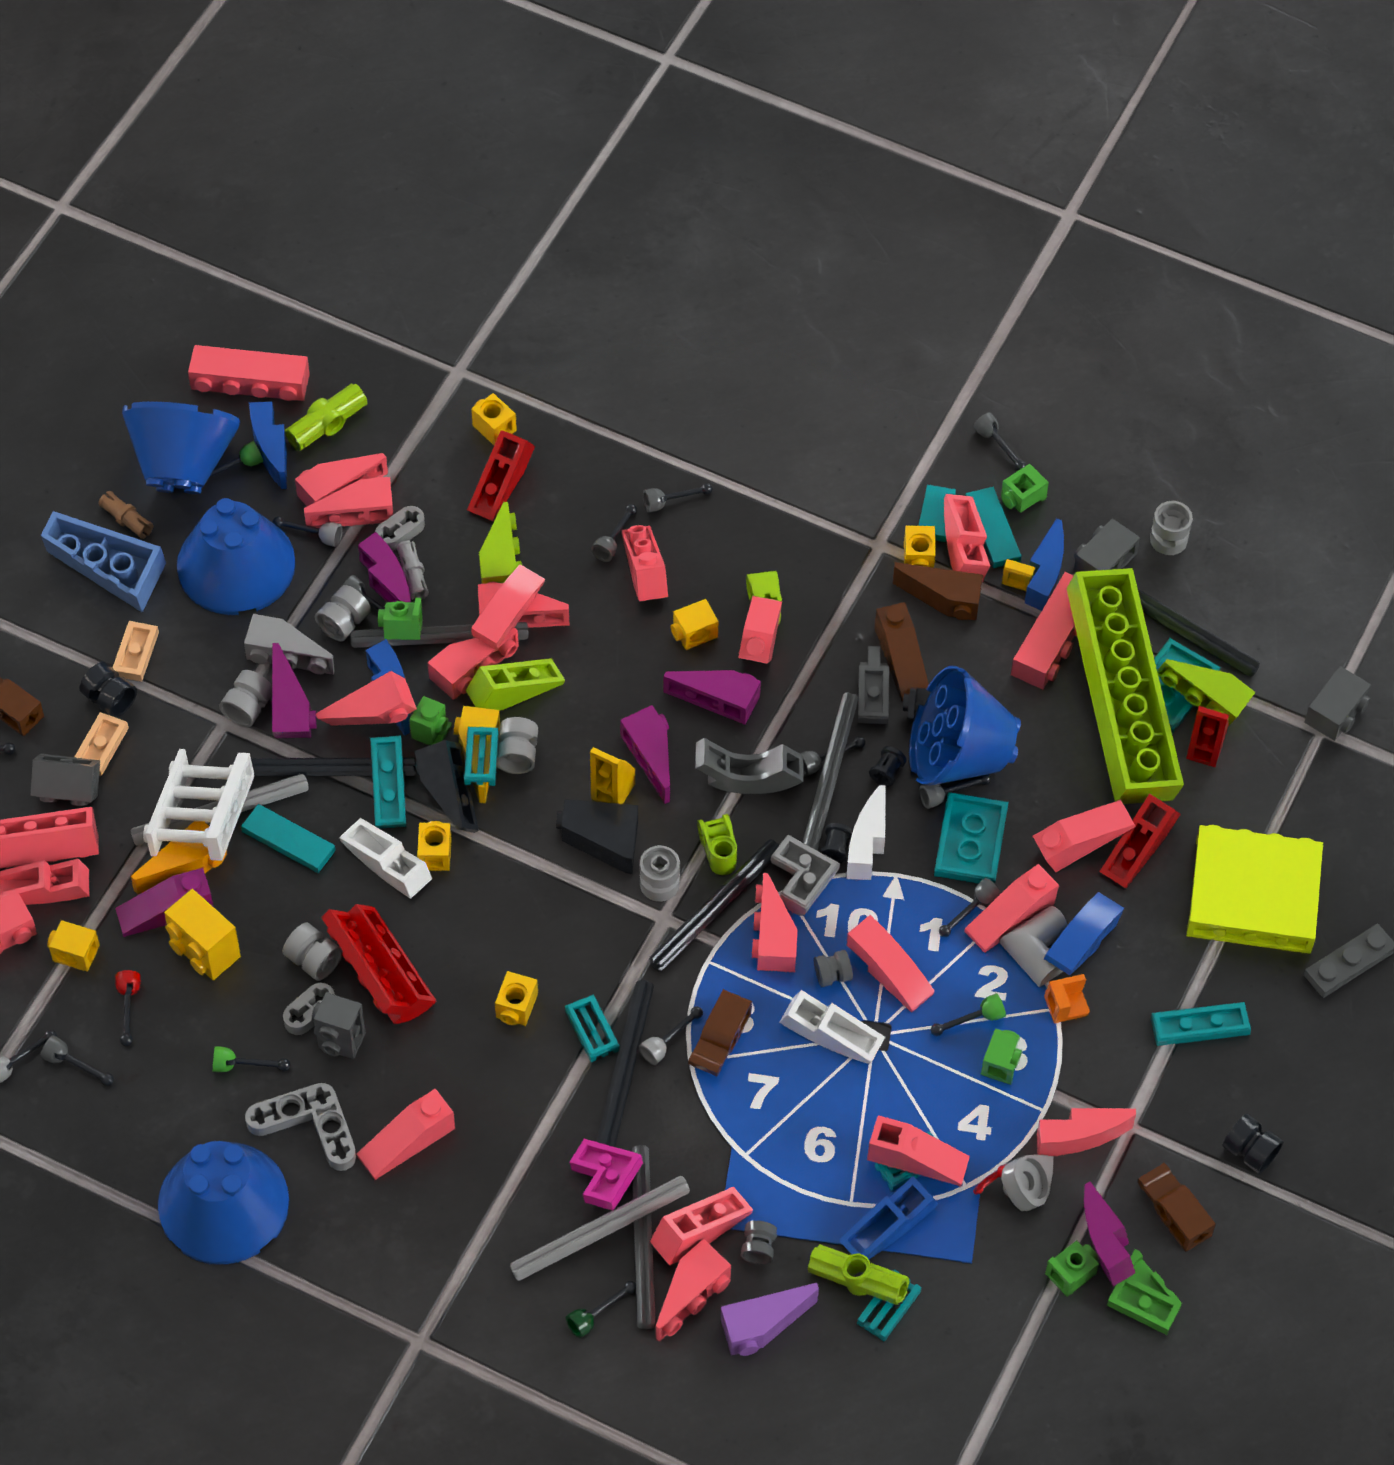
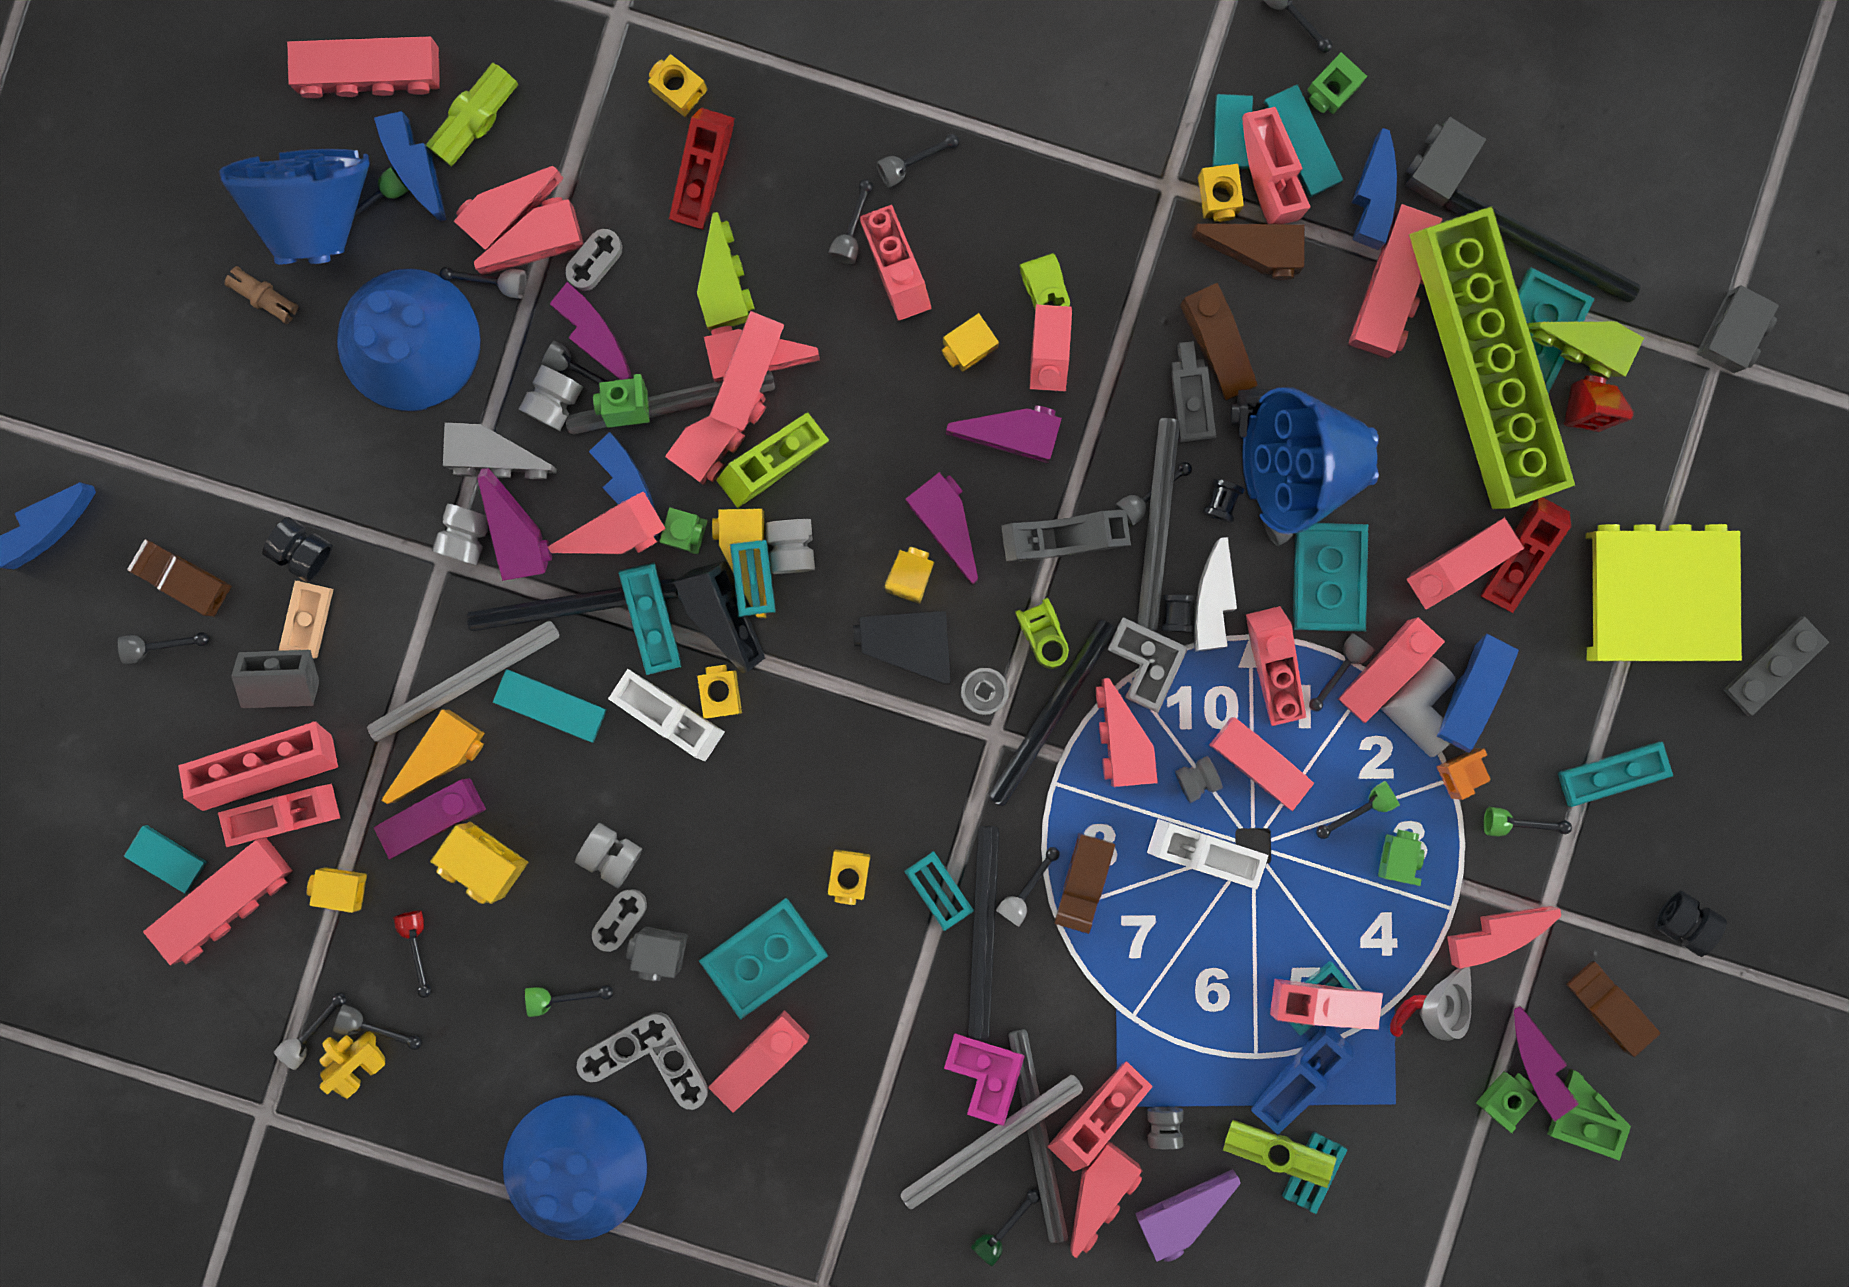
camera: 15 degrees left, 30 degrees up
(35, 1090) = (344, 1058): none -> yellow hips
(106, 557) = (263, 372): medium blue wedge -> none
(135, 650) = (317, 486): light nougat plate -> none
(222, 818) = (469, 713): white fence -> none
(379, 962) = (685, 858): red brick -> none
(412, 569) = (620, 319): light grey pin -> none
(427, 1058) = (763, 958): none -> teal tile
(914, 894) = (1276, 664): none -> coral slope
(1017, 574) = (1343, 210): yellow tile -> none
(1094, 1043) = (1500, 822): none -> hinge
(1171, 527) = (1520, 114): light grey wheel -> none

